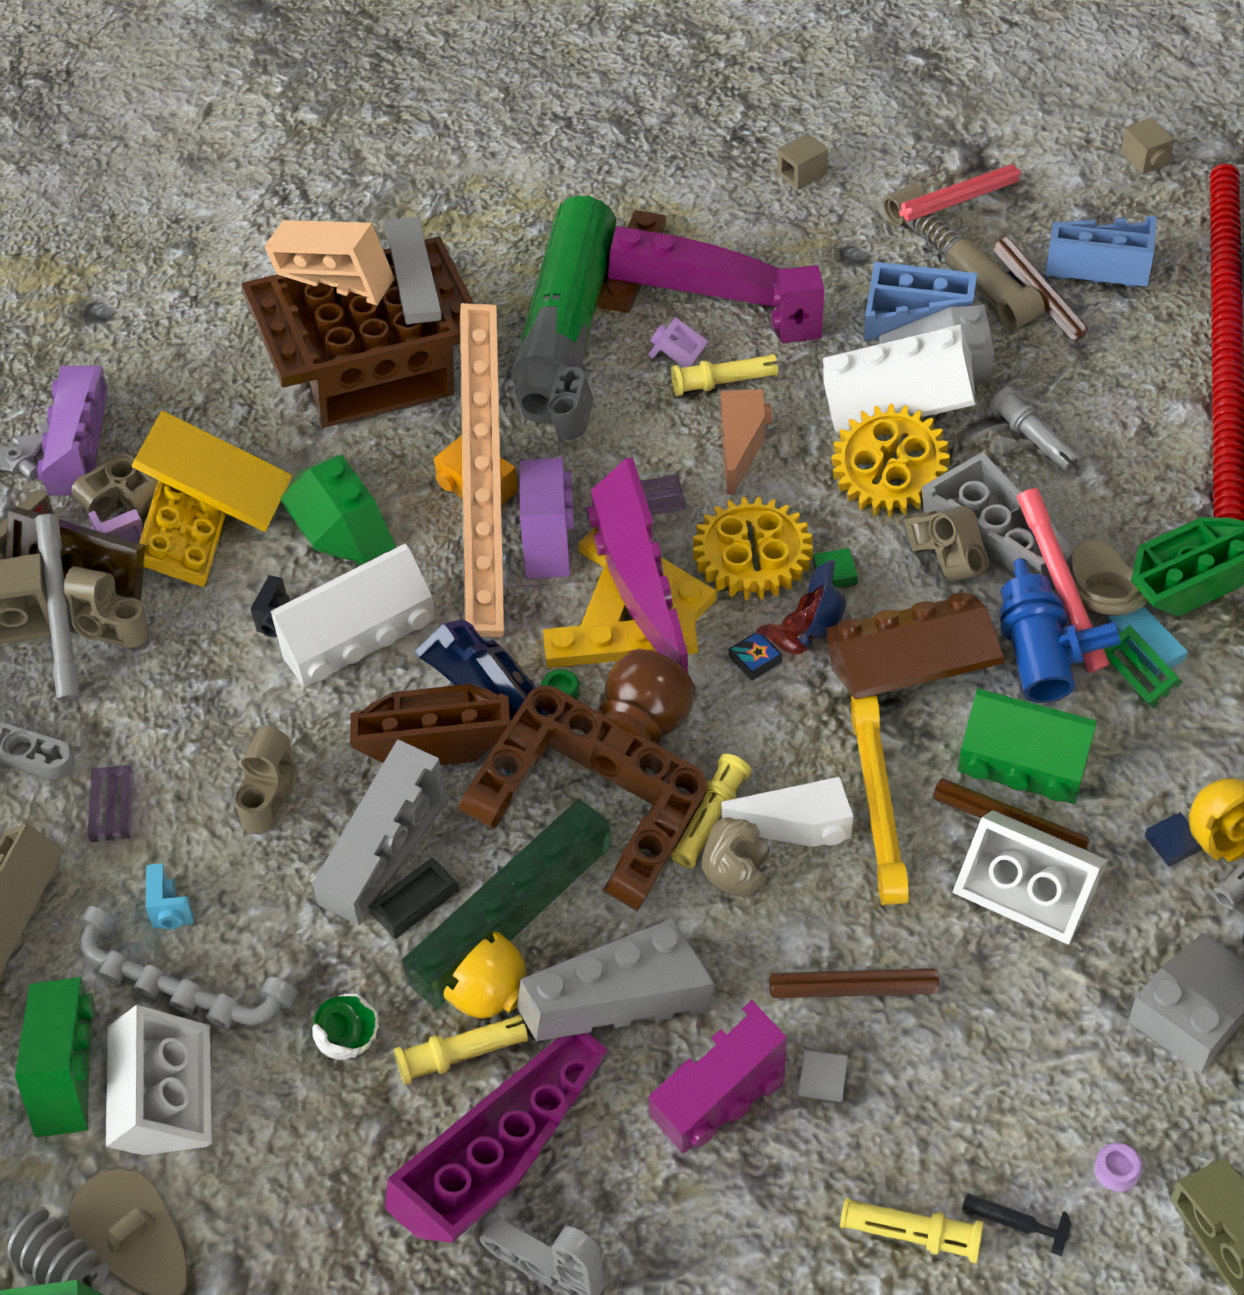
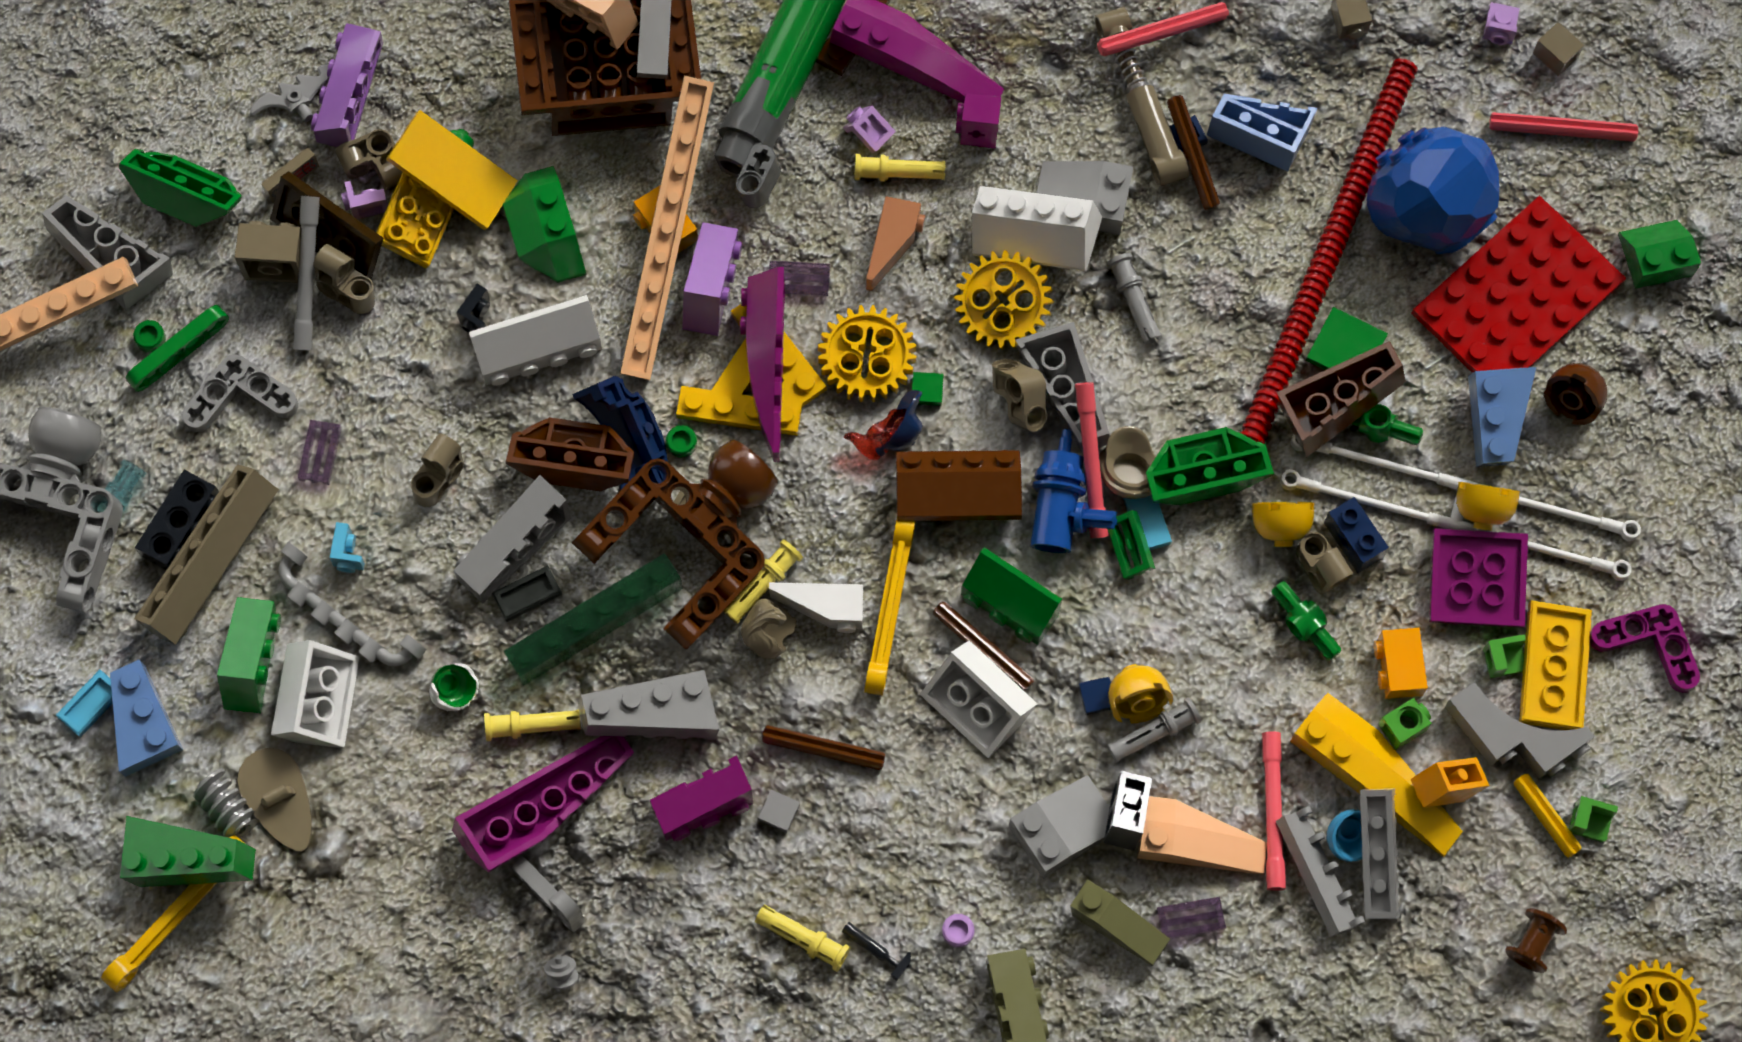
camera: 10 degrees right, 20 degrees up
(488, 979) = (563, 681): yellow cylinder -> none
(755, 655) = (839, 453): tile -> none
(910, 293) = (1079, 136): medium blue wedge -> none

